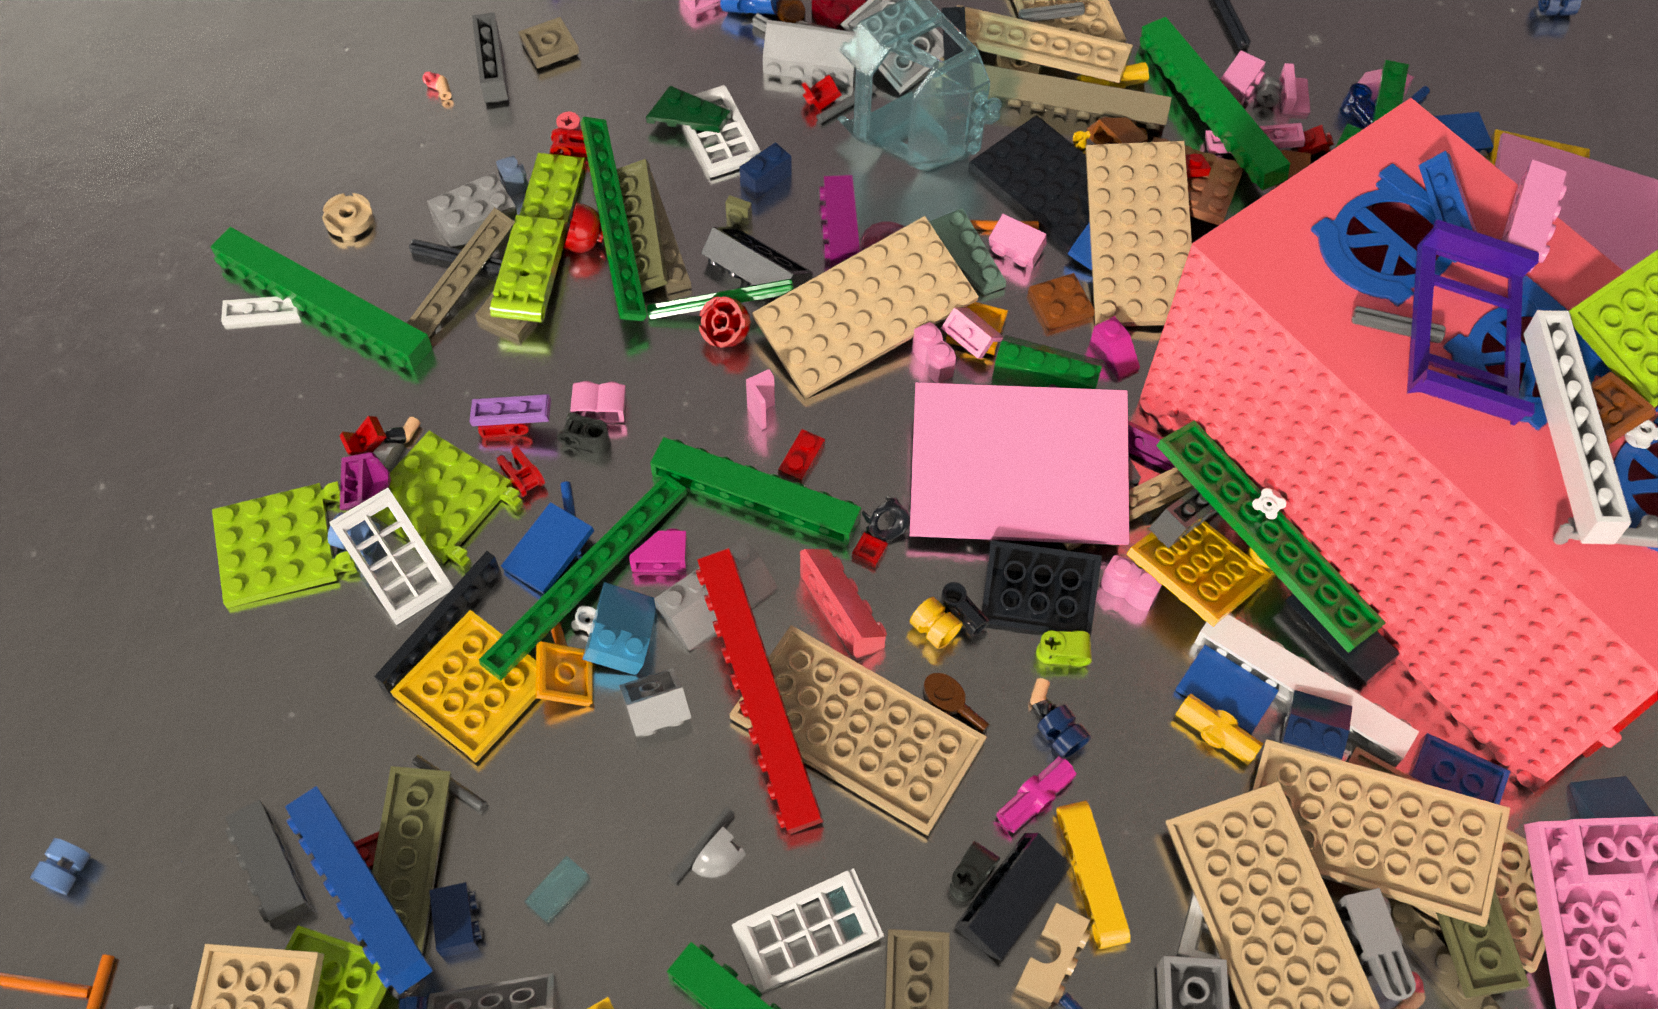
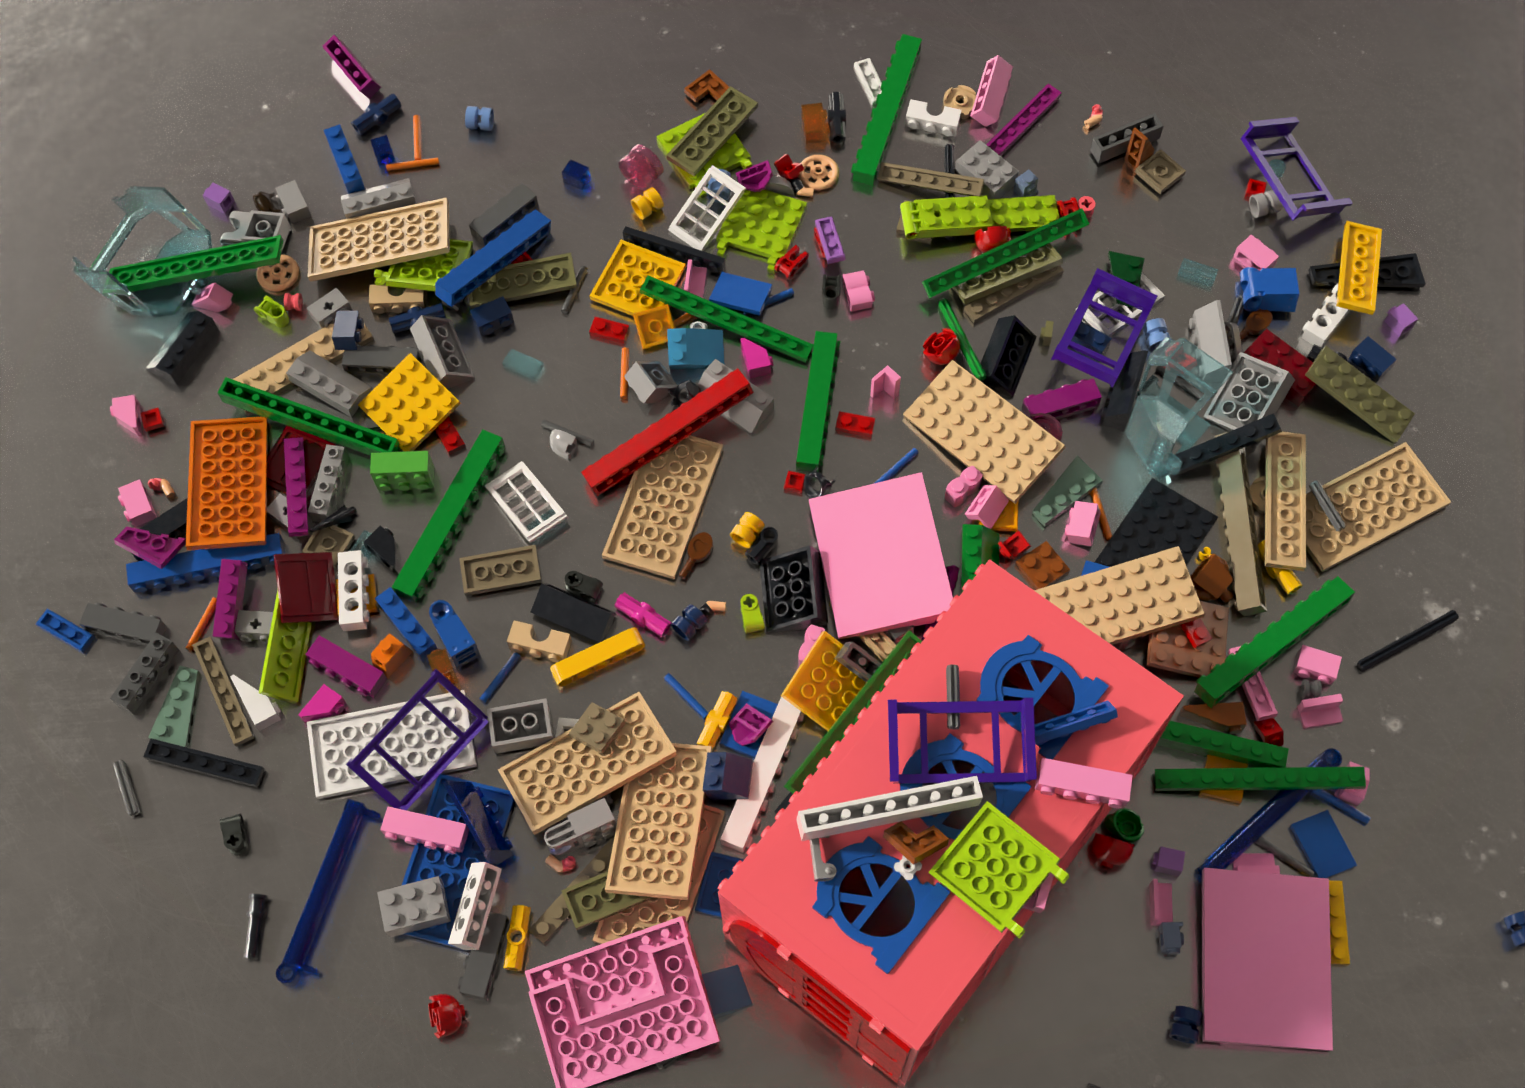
camera: 80 degrees right, 5 degrees up
(166, 508) = (706, 84): none -> dark orange plate
(242, 733) = (576, 174): none -> clear blue brick
(258, 519) = (712, 131): none -> olive plate
(277, 630) = (641, 167): none -> clear pink wheel
(301, 390) = (814, 123): none -> clear orange brick
(304, 361) = (837, 117): none -> black piece
(342, 639) = (647, 203): none -> yellow wheel
(351, 173) = (991, 91): none -> bright pink brick
(351, 266) = (945, 123): none -> white arch
(394, 390) = (825, 161): none -> light nougat plate
(408, 153) = (1024, 119): none -> magenta plate
(501, 604) = (695, 279): none -> bright pink panel
(516, 45) = (1138, 149): none -> dark orange slope
(540, 745) = (609, 330): none -> red plate
(624, 739) = (624, 369): none -> orange bar
(697, 642) = (691, 388): none -> black piece
(699, 45) = (1198, 270): none -> clear light blue tile
(731, 100) = (1122, 291): none -> dark purple piece
(780, 104) = (1155, 332): none -> medium blue wheel
(841, 603) = (745, 469): coral slope -> none
(848, 149) = (1124, 392): none -> black slope
(881, 425) = (898, 466): none -> blue bar
(1029, 320) = (1014, 546): none -> red bracket
(1170, 763) = (686, 695): none -> blue bar
(1221, 890) = (597, 728): none -> dark tan plate
(1239, 684) = (749, 725): none -> magenta slope

